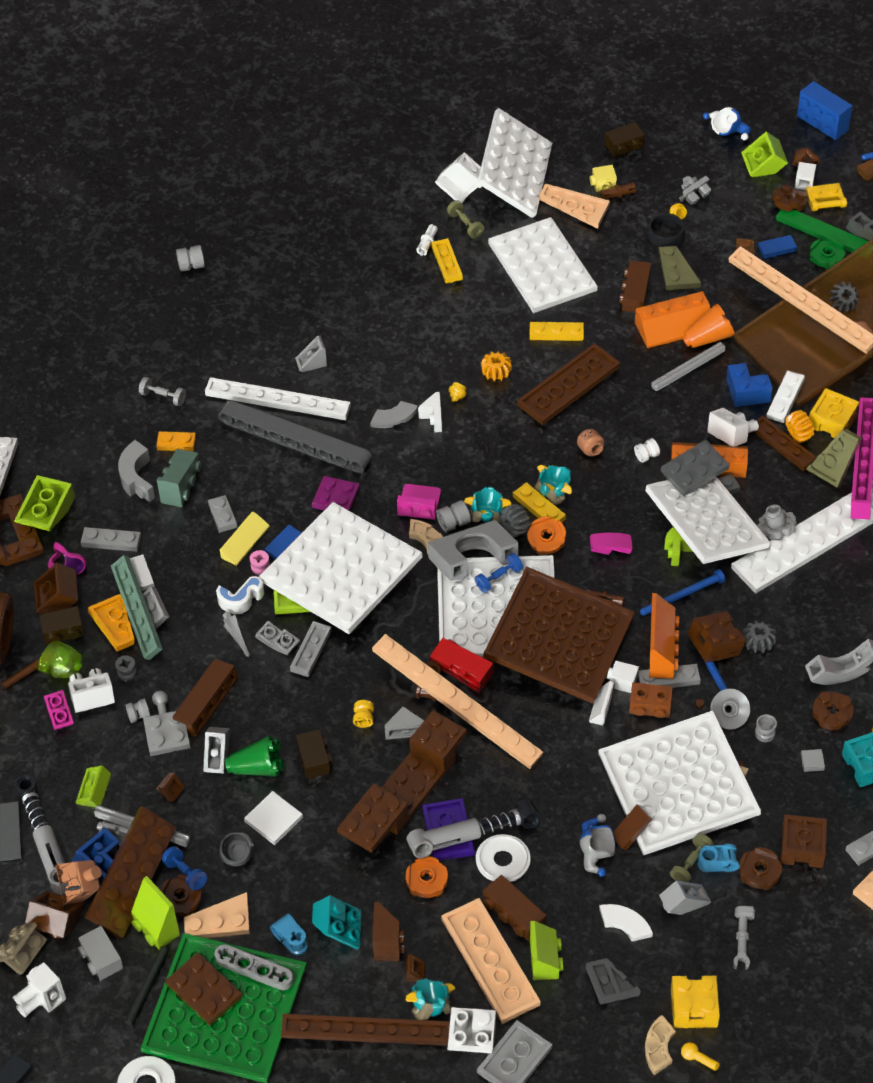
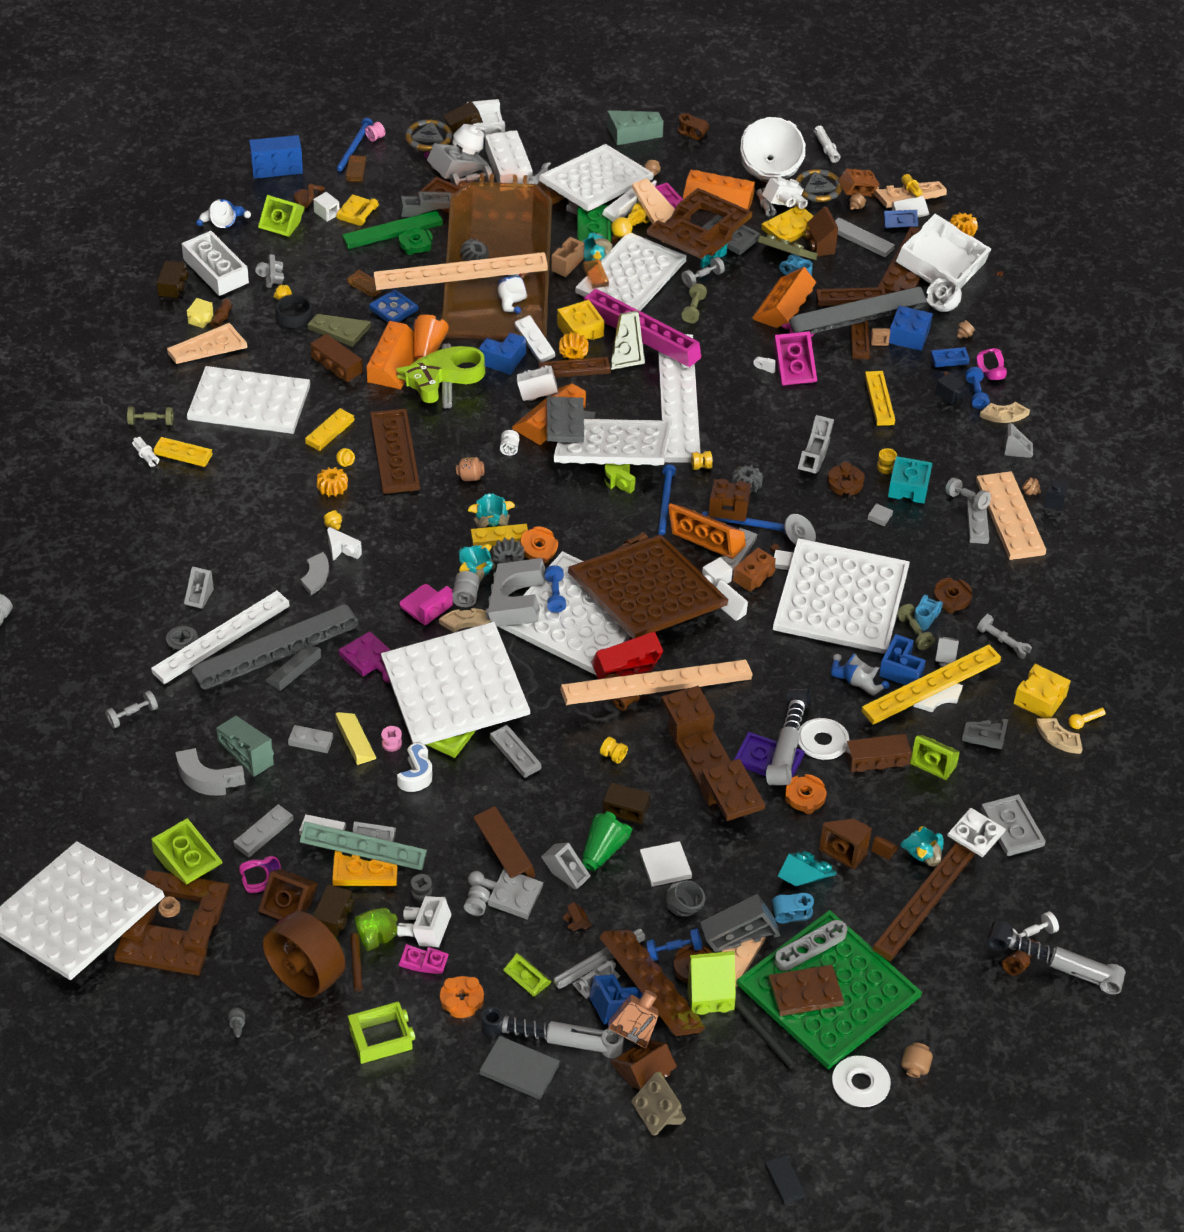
camera: 60 degrees left, 5 degrees down
(40, 745) = (462, 985): none -> orange plate
(43, 989) = (722, 1105): white brick -> none
(100, 953) = (711, 1049): light grey brick -> none
(176, 440) = (196, 730): light orange plate -> none
(232, 627) = (445, 792): light grey piece -> none
(234, 902) = (739, 924): none -> dark grey wedge
(259, 372) = (174, 635): none -> dark grey gear
(276, 639) = (486, 768): light grey slope -> none
(282, 542) = (383, 712): blue tile -> none
(285, 461) = (294, 667): none -> dark grey slope
(402, 725) = (647, 728): light grey slope -> none
(460, 177) = (113, 386): white panel -> none
(490, 960) = (912, 793): light nougat plate -> none
(515, 163) = (132, 348): white plate -> none
(532, 358) = (345, 457): none -> yellow plate
(606, 542) = (580, 512): dark pink slope -> none
(627, 906) = (930, 684): none -> yellow plate
(630, 866) = (899, 663): none -> blue brick
(631, 827) = (863, 641): reddish brown tile -> none
(665, 151) = (215, 263): none -> white brick
(682, 353) = (442, 366): none -> lime animal
(686, 713) = (783, 559): none -> white tile
(732, 287) = (393, 306): none -> blue piece
(751, 591) = (701, 460): none -> yellow wheel
(765, 728) = (833, 522): light grey wheel -> none
(777, 246) = (378, 261): blue tile -> none
(777, 522) = (652, 408): light grey plant -> none
(789, 198) = (339, 227): reddish brown plate -> none
(803, 840) = (952, 554): reddish brown piece -> none
(825, 347) = (511, 290): none -> white piece

